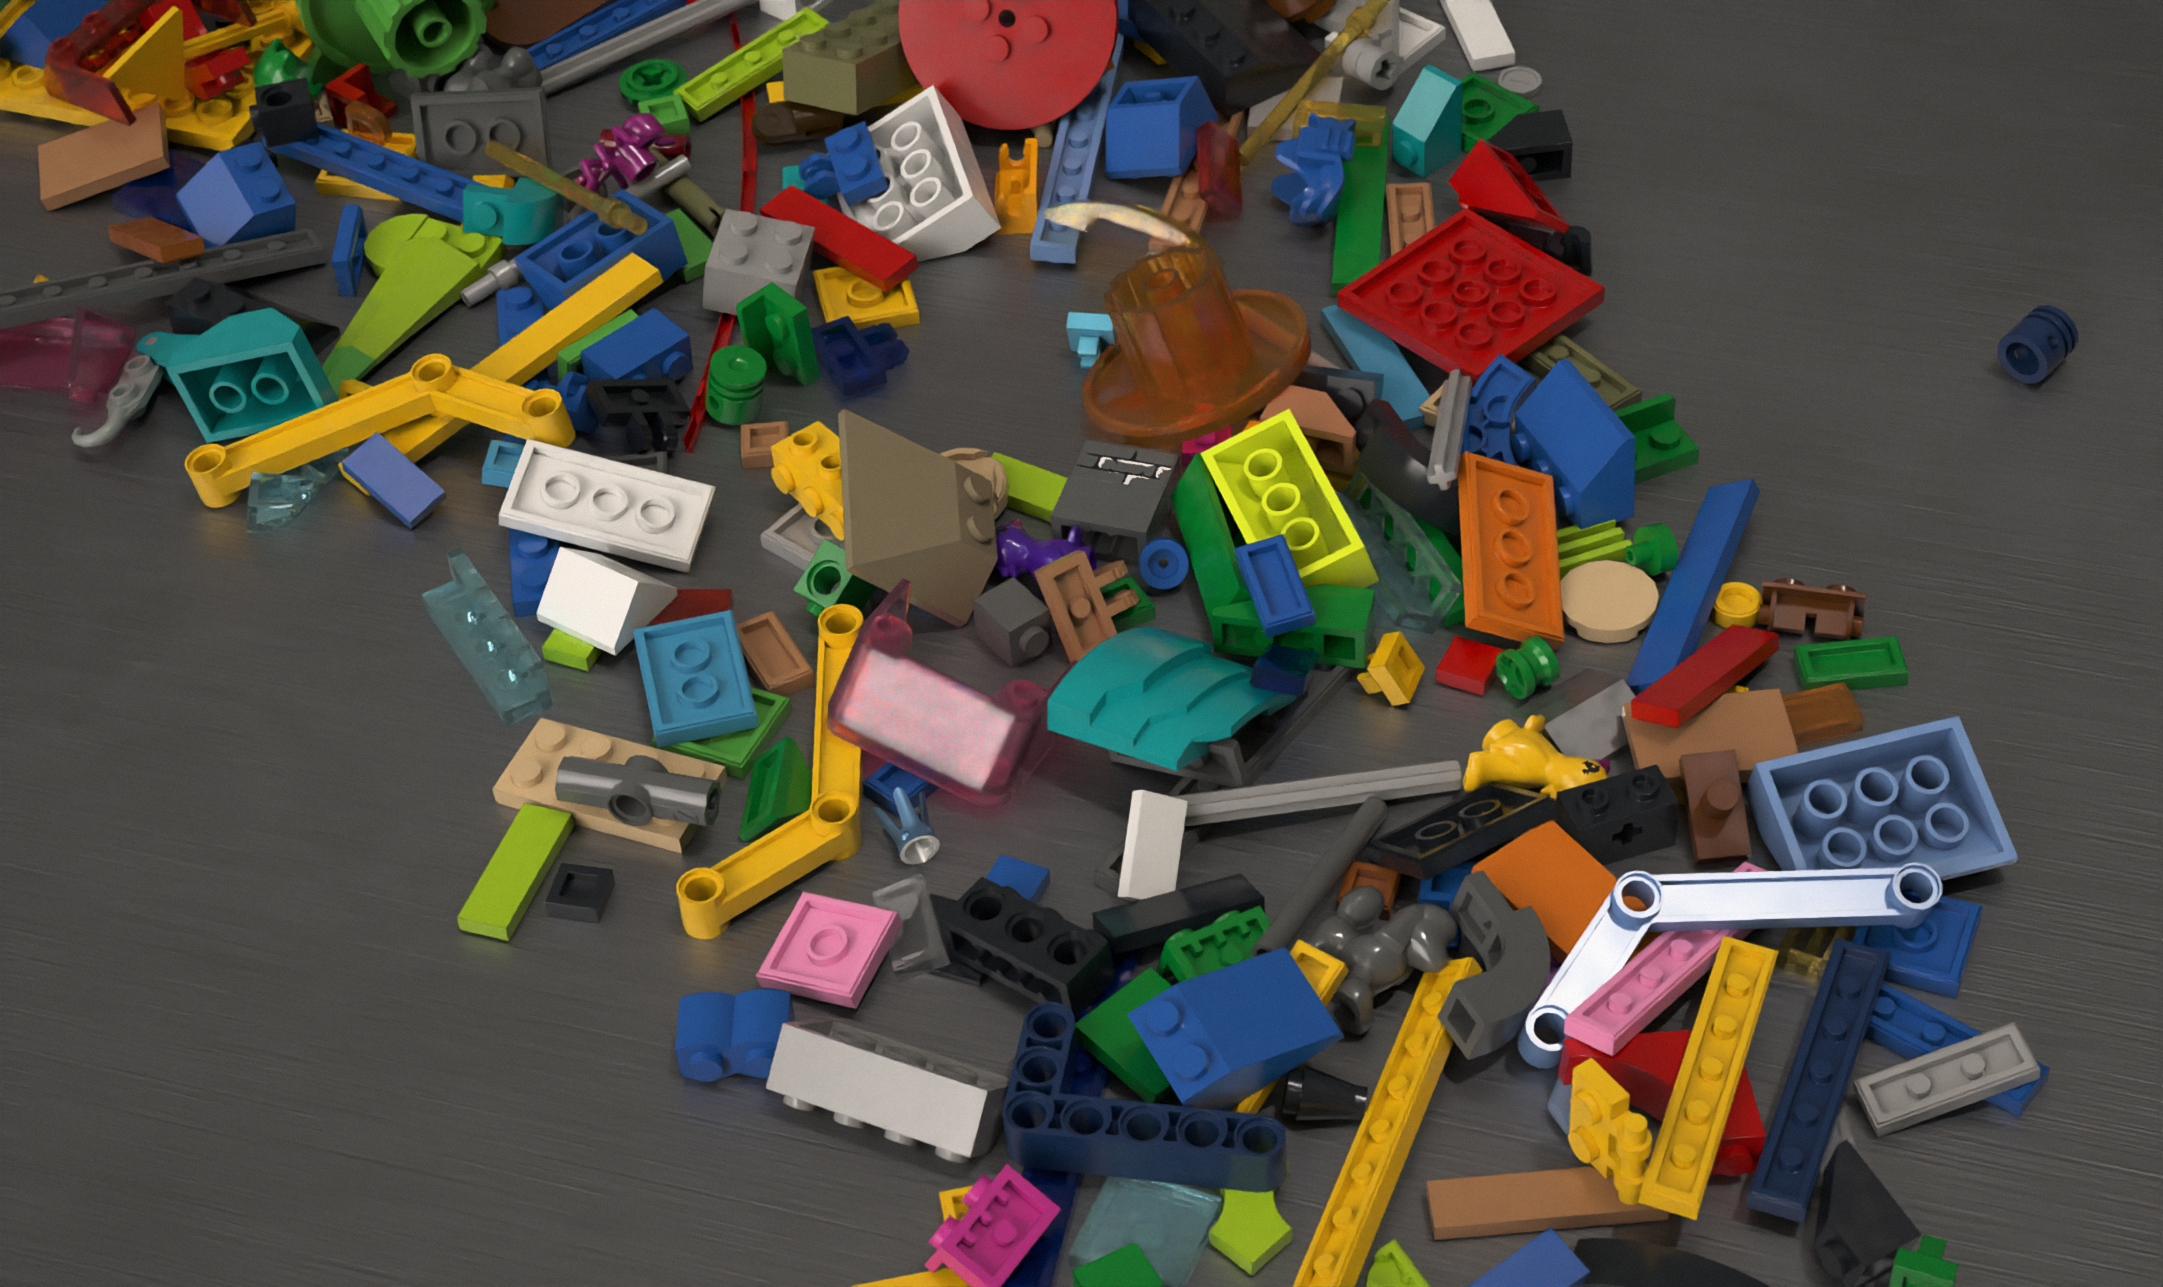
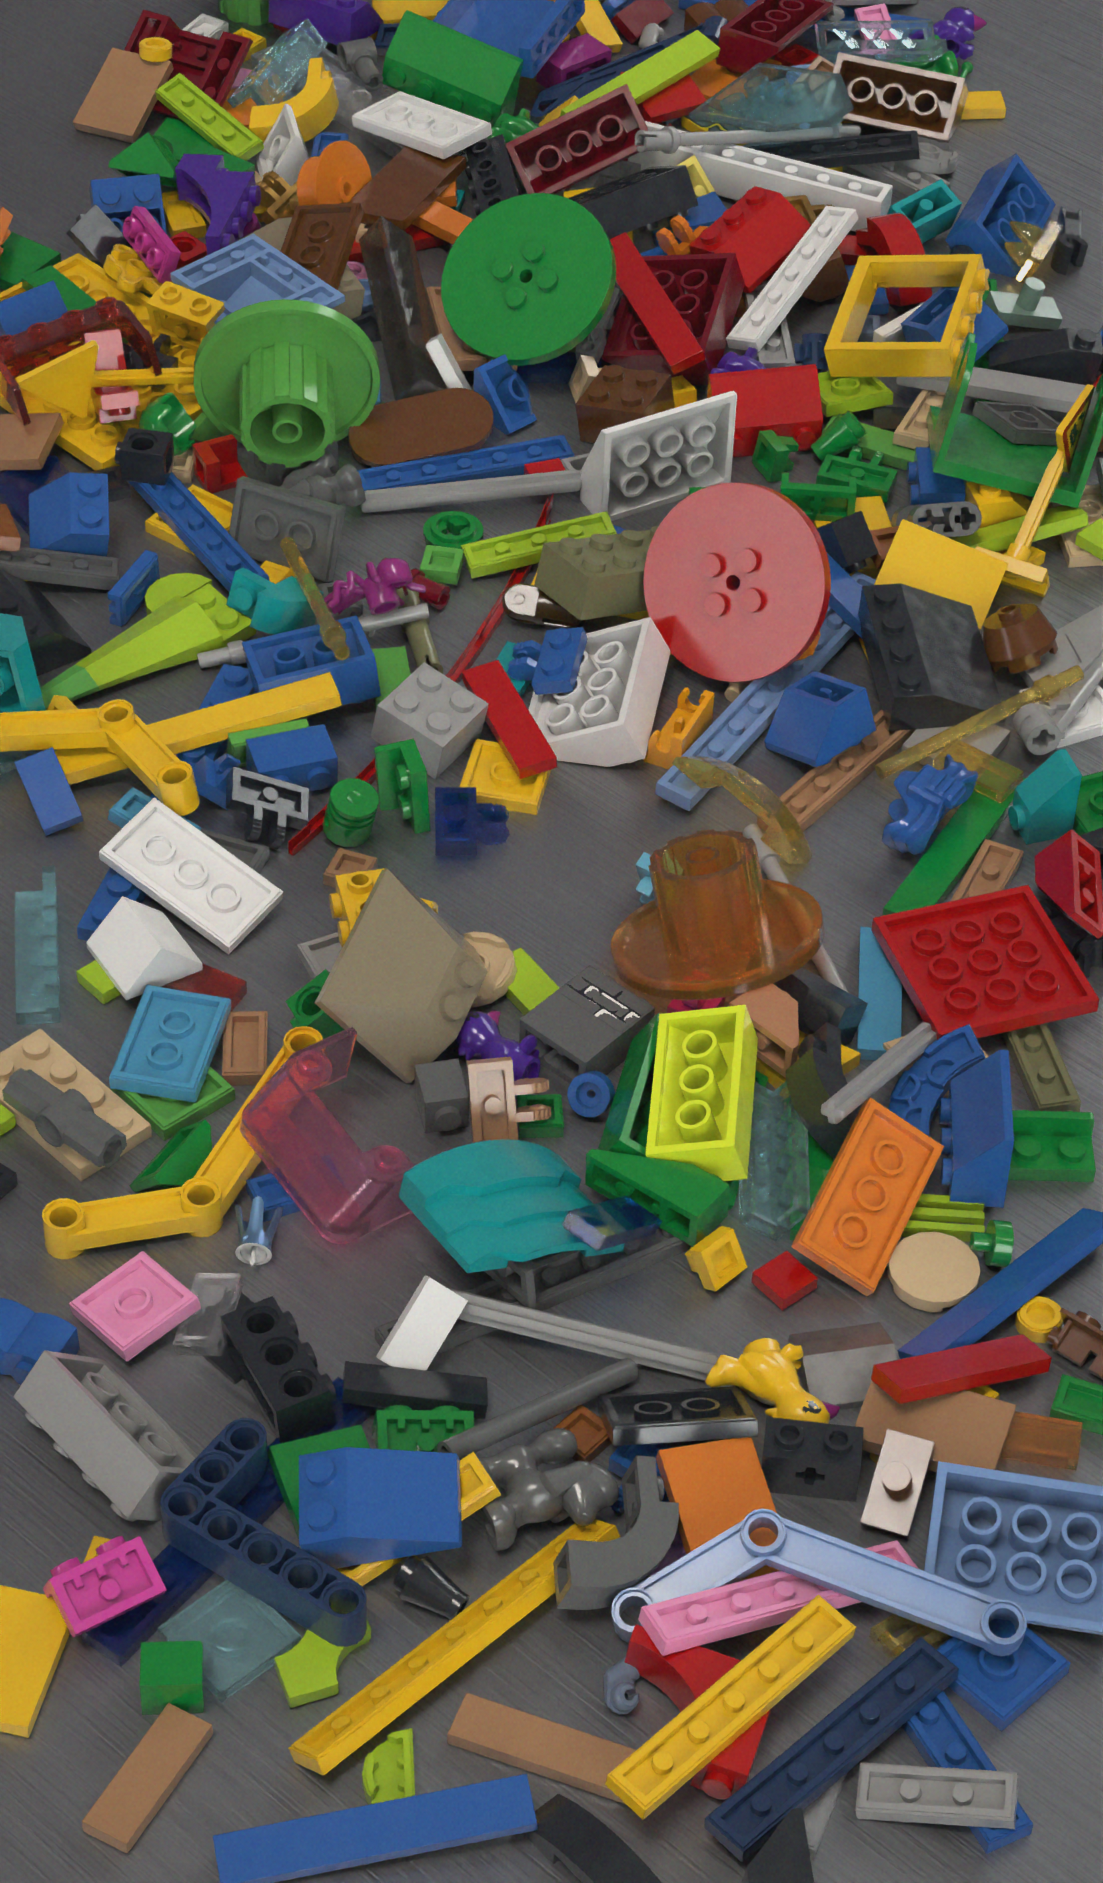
camera: 20 degrees right, 0 degrees up
(367, 123) = (205, 488): clear orange tile -> none
(1022, 876) = (311, 1312): blue tile -> none
(1219, 169) = (850, 774): clear red tile -> none
(1275, 586) = (646, 1150): blue tile -> none
(1527, 667) = (825, 1301): green wheel -> none
(1607, 1132) = (613, 1709): yellow plate -> none

